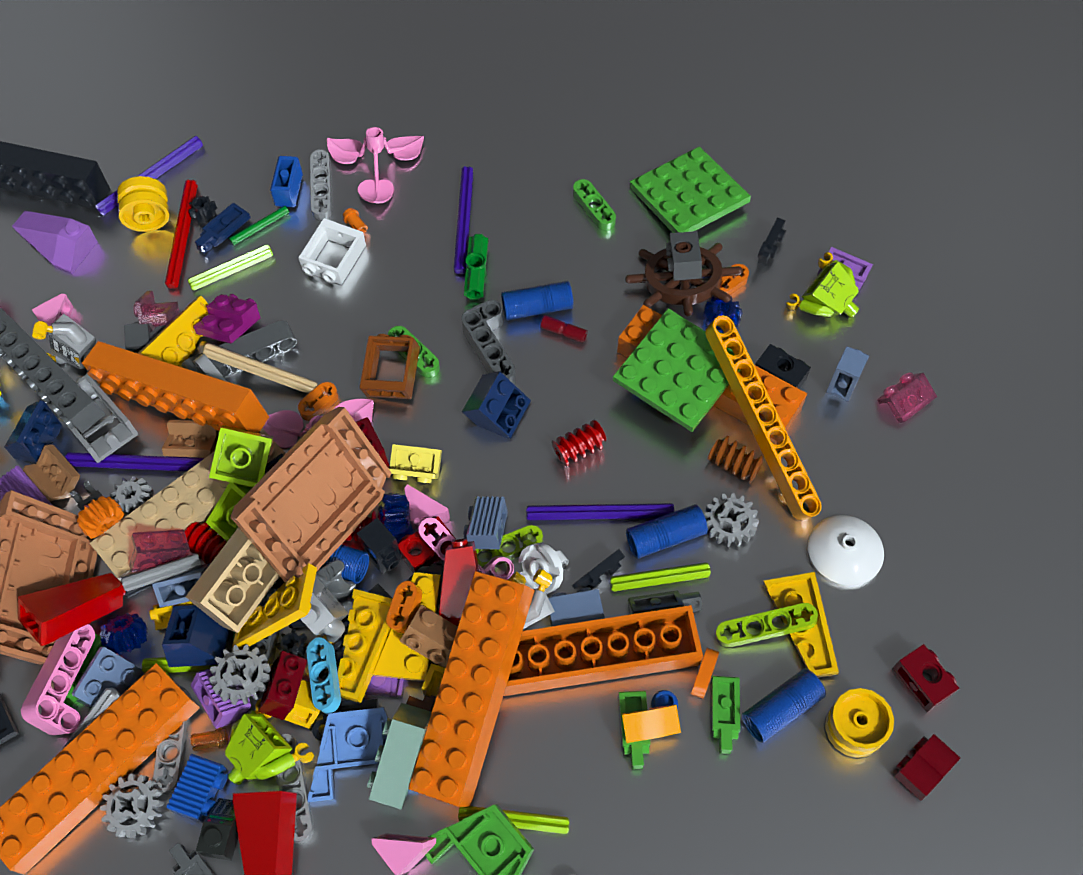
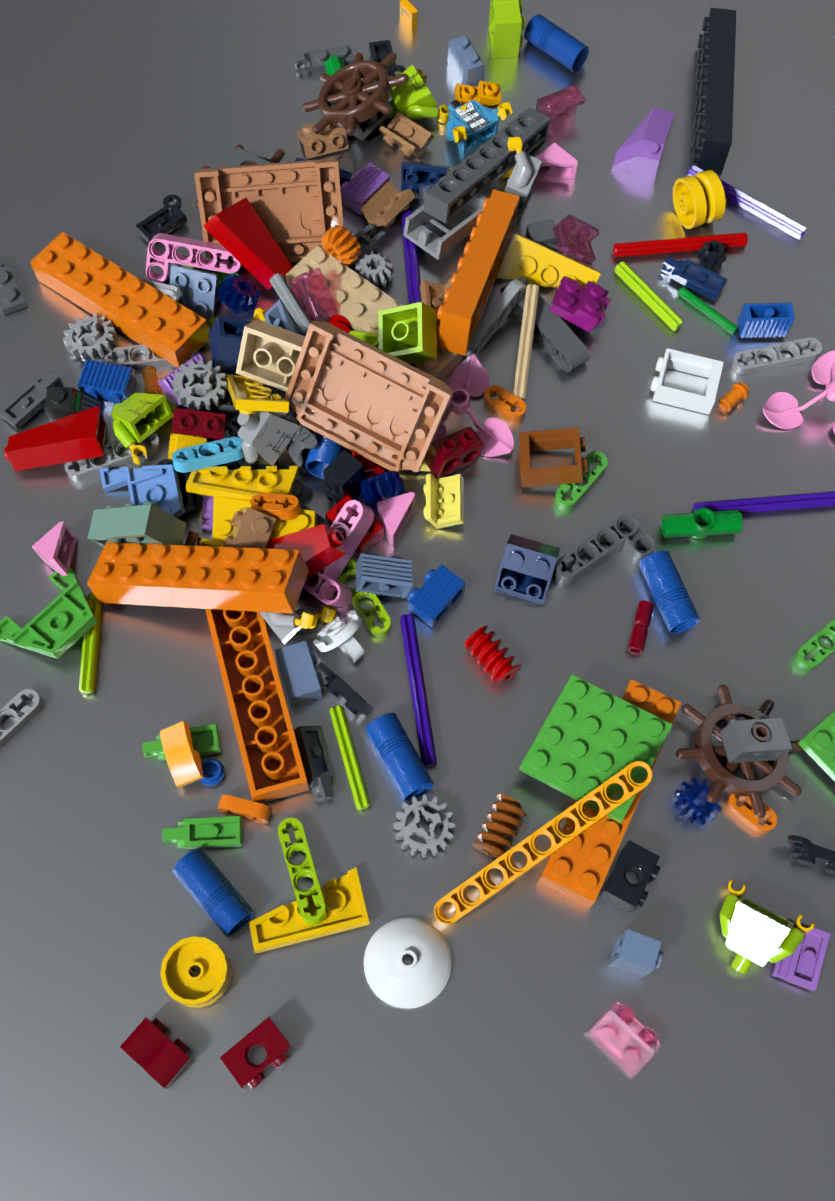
camera: 80 degrees right, 5 degrees up
(511, 483) = (436, 595): none -> blue brick

